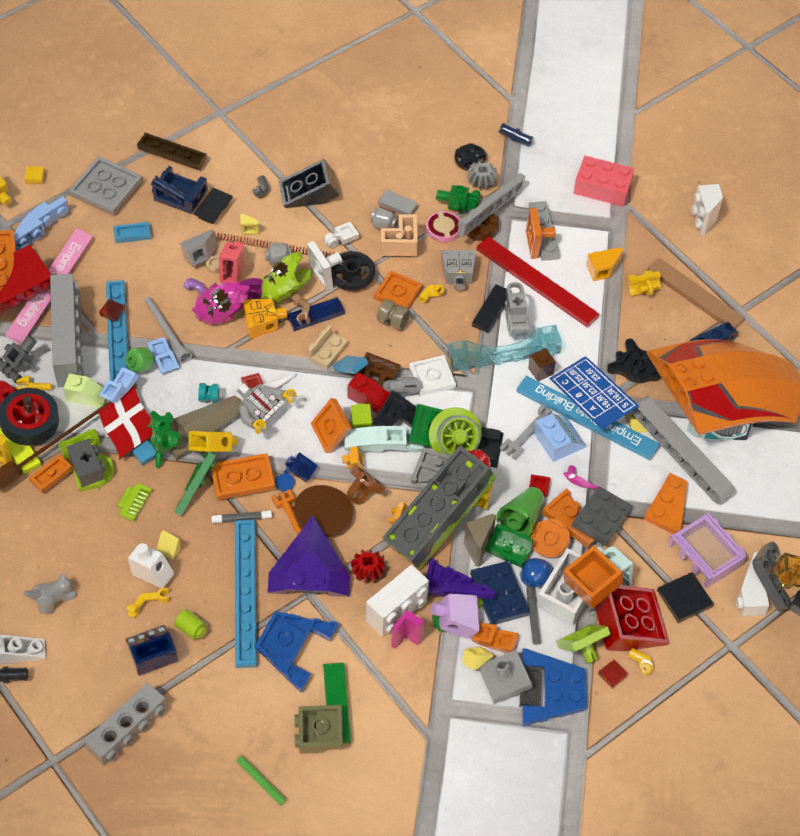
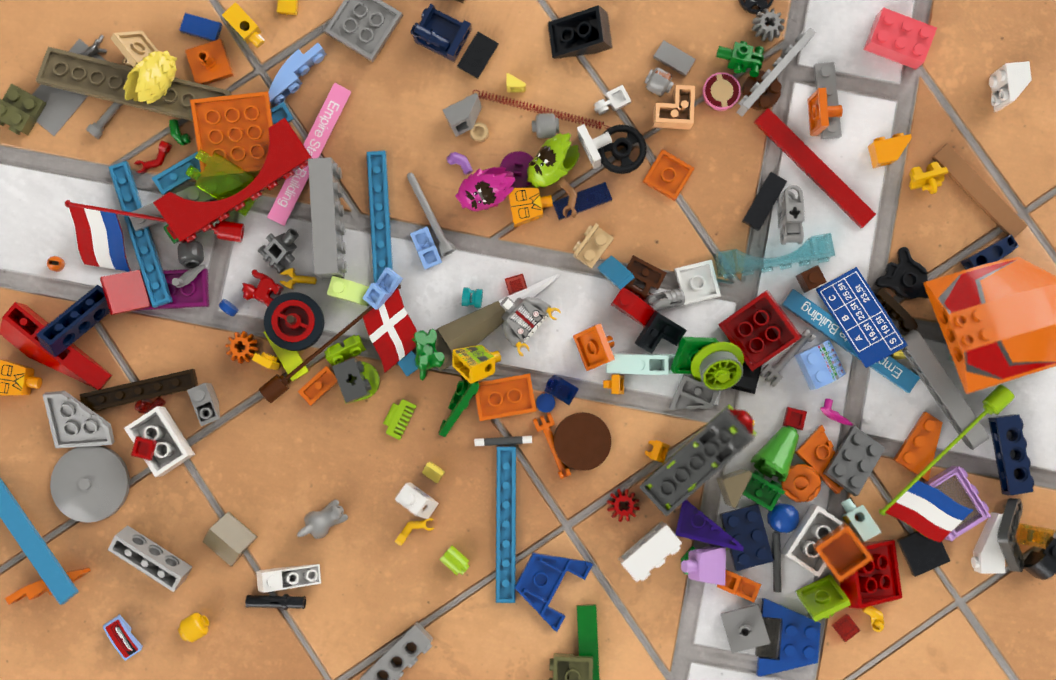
camera: 10 degrees right, 30 degrees up
(112, 310) = (373, 192): clear red tile -> none
(132, 232) = (392, 86): dark azure tile -> none
(139, 359) = (402, 256): bright green head -> none
(152, 649) = (417, 584): clear blue slope -> none
(231, 255) = (497, 134): coral torso -> none
(263, 187) = (531, 32): dark grey arm -> none
(309, 566) = (567, 506): dark purple wedge -> none
(361, 416) = (623, 335): lime brick -> none
(364, 483) = (624, 415): dark orange tile -> none
(394, 315) = (661, 208): dark tan wheel -> none
(407, 626) = (654, 578): dark pink panel -> none
(431, 291) = (702, 177): yellow arm -> none
(458, 267) = (734, 150): light grey torso -> none
(475, 657) = (720, 606): light yellow slope -> none
(498, 406) = (760, 330): none -> red slope
(627, 385) = (895, 310): none -> dark brown hinge
(680, 549) = (928, 508): none -> flag
(764, 531) = (1005, 464): none -> dark blue brick

